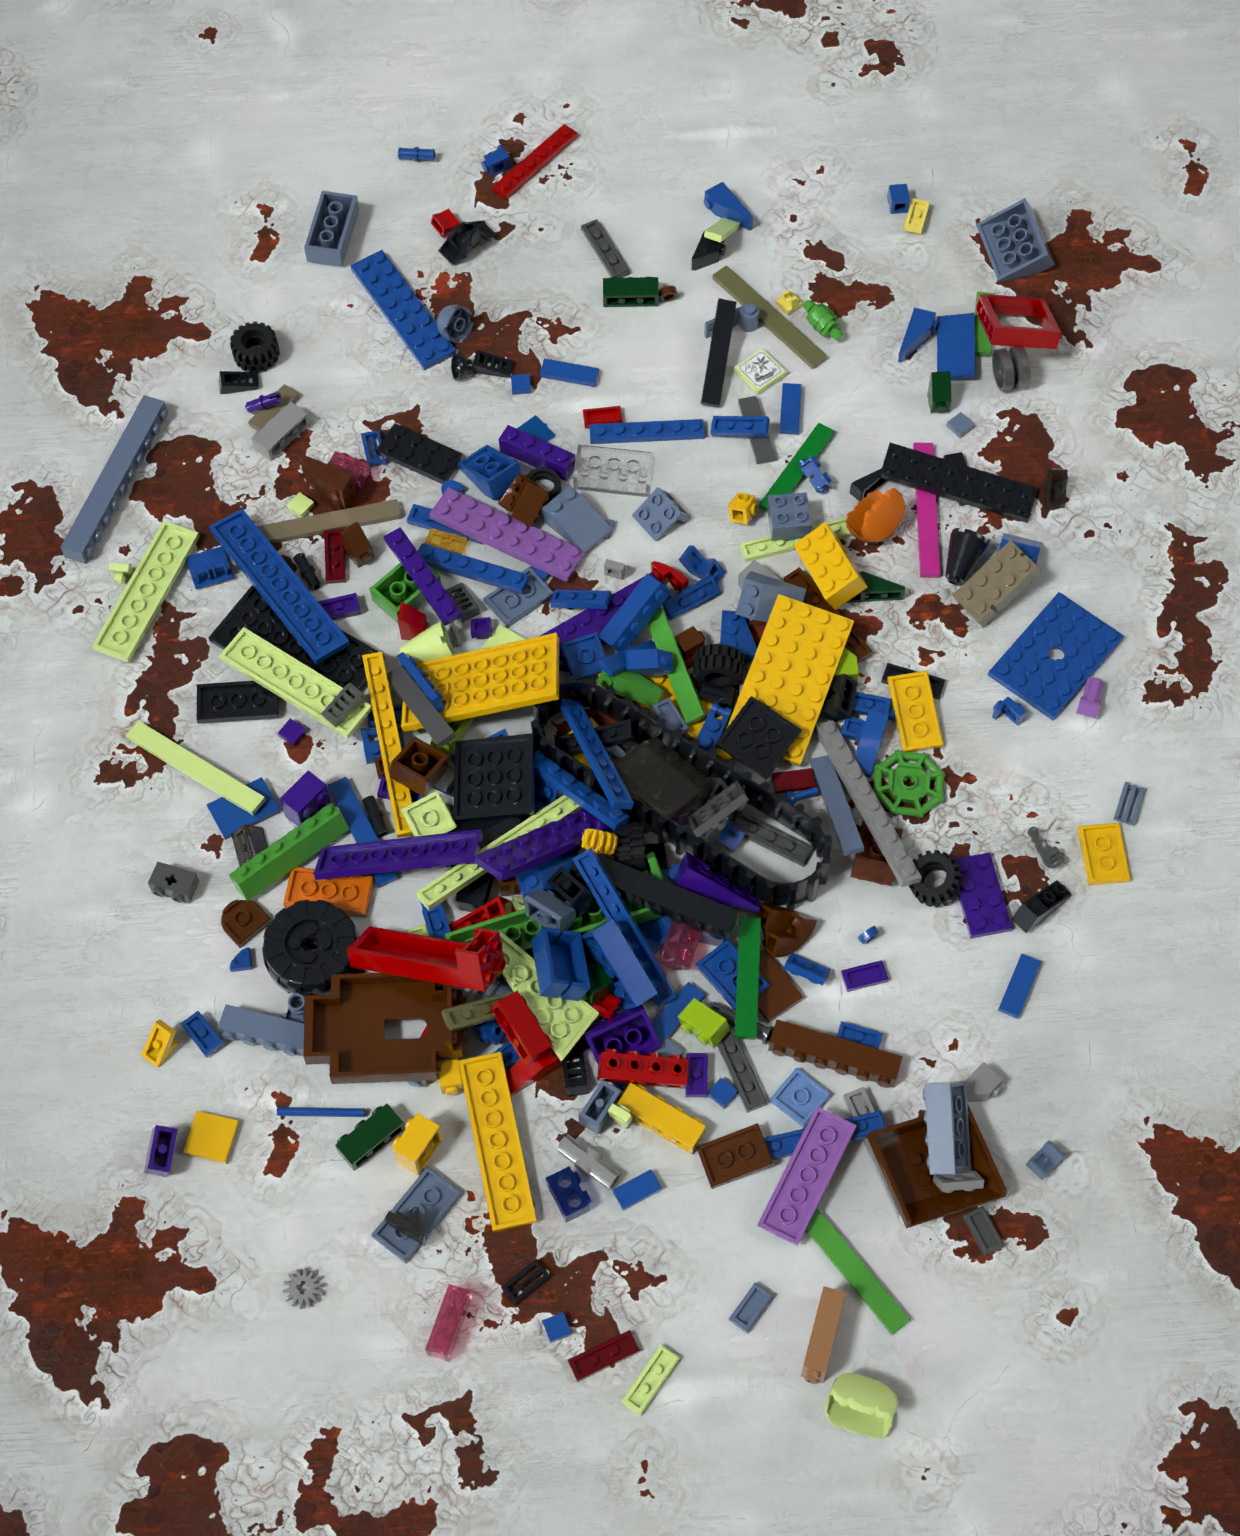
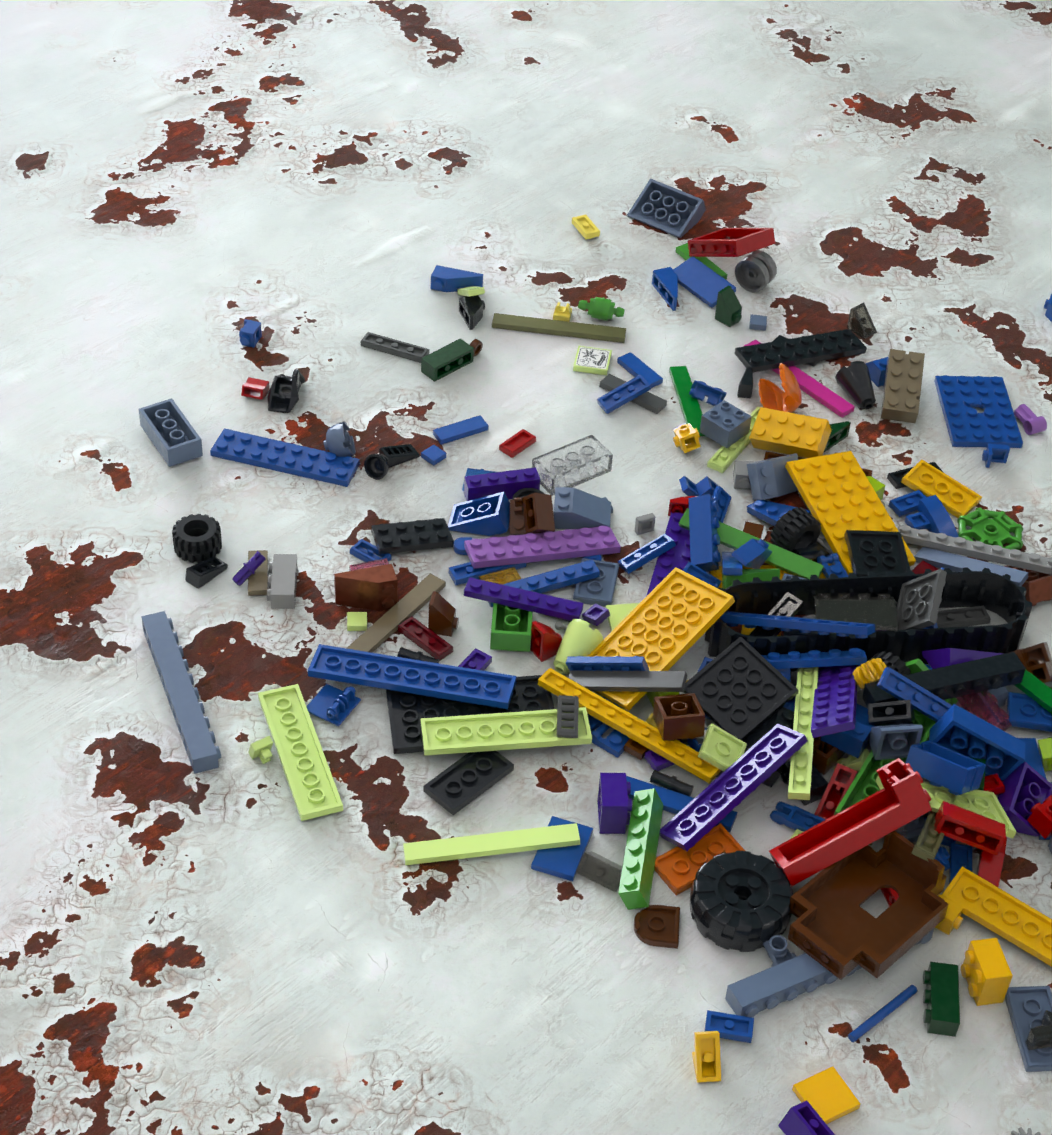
camera: 45 degrees left, 20 degrees down
(182, 882) = (573, 935): dark grey brick -> none
(242, 961) = (692, 954): blue tile -> none
(292, 732) = (536, 772): dark purple tile -> none
(416, 153) = (179, 359): blue pin -> none
(535, 162) = (277, 323): red plate -> none
(575, 1086) = (1029, 858): black slope -> none
(646, 431) = (559, 434): blue plate -> none
(659, 513) = (633, 474): sand blue bracket -> none
(718, 353) = (557, 360): black tile -> none
(745, 316) = (546, 334): sand blue door -> none
(840, 698) = (893, 506): black brick -> none
(898, 198) = (562, 222): blue brick -> none

